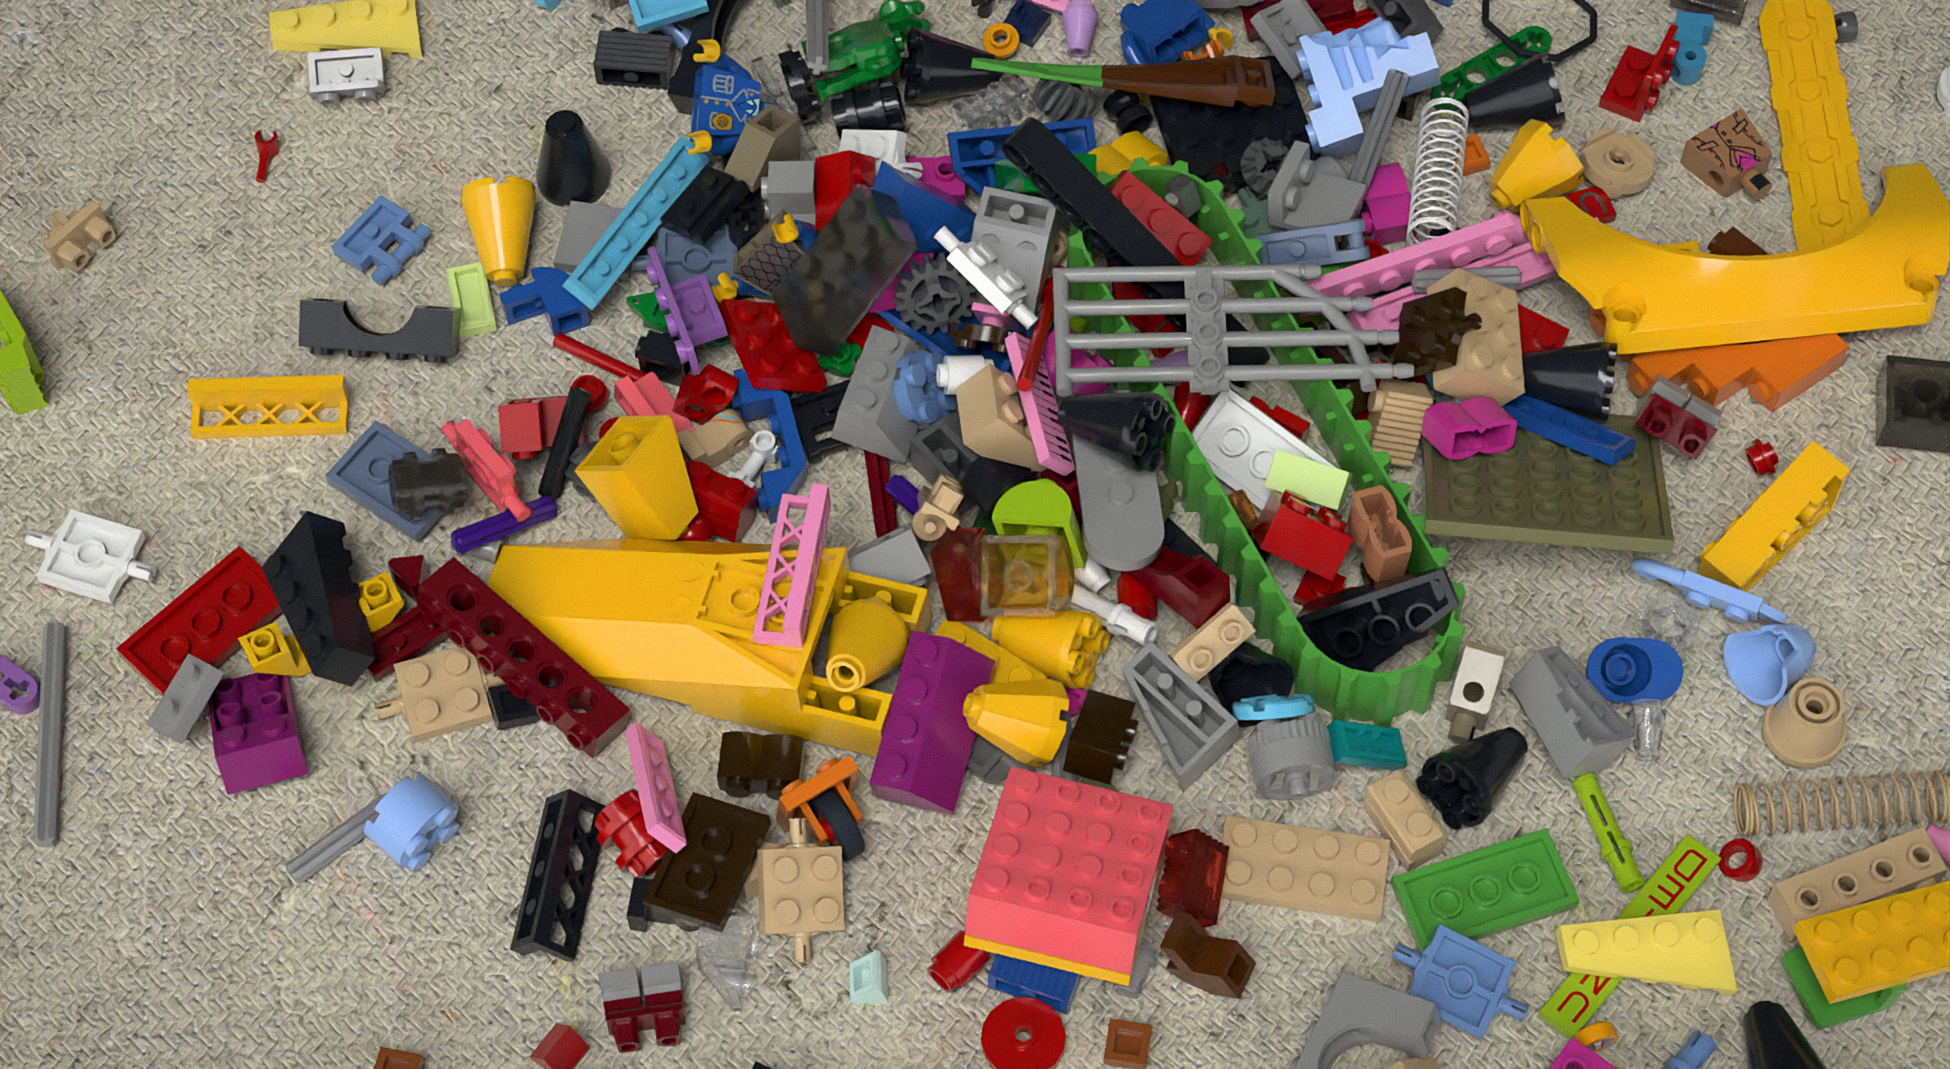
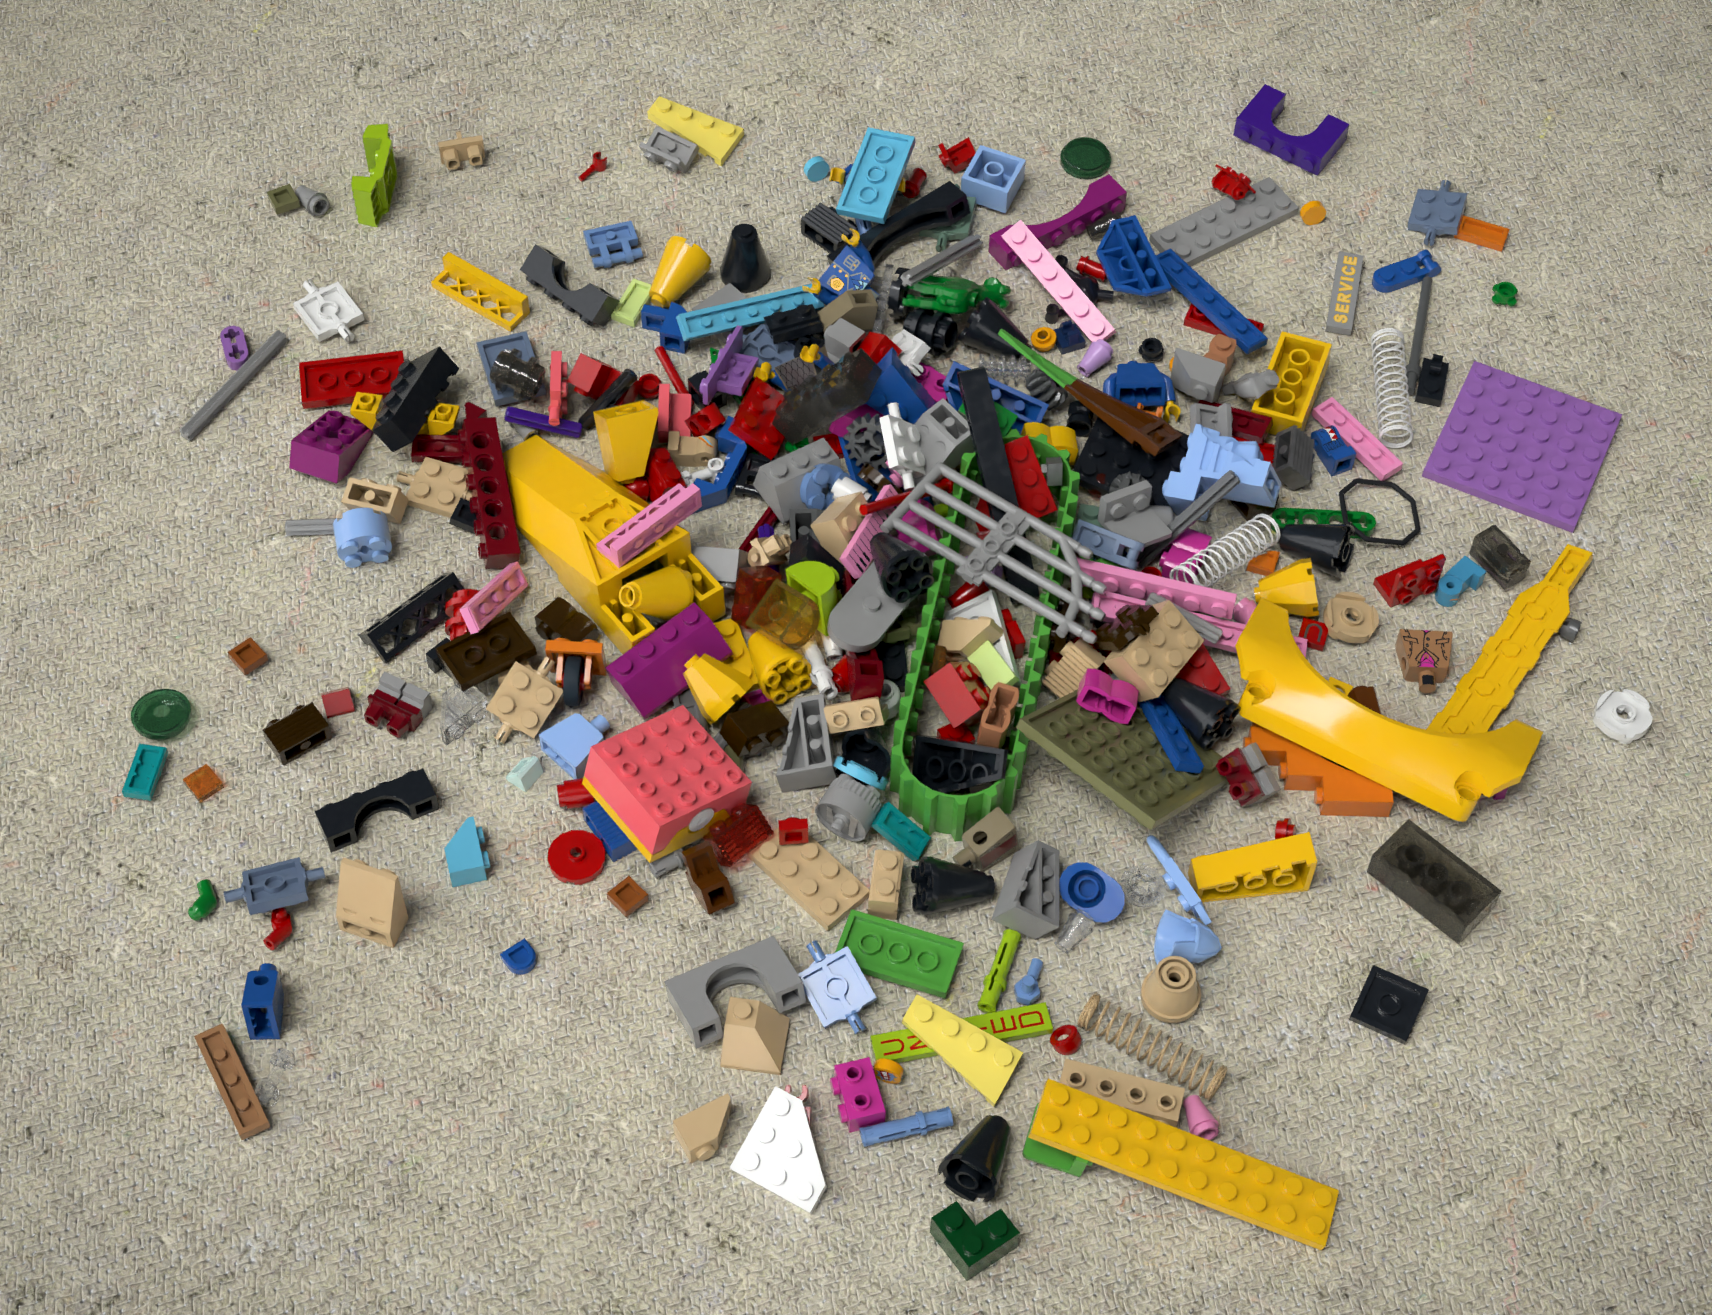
camera: 35 degrees right, 5 degrees down
(185, 698) = (307, 407): light grey bracket -> none
(383, 762) = (369, 494): none -> tan brick
(902, 901) = (571, 740): none -> light blue torso
(1248, 460) = (966, 635): none -> tan slope
(1256, 829) = (793, 831): none -> red plate
(1656, 831) = (1027, 989): none -> medium blue piece

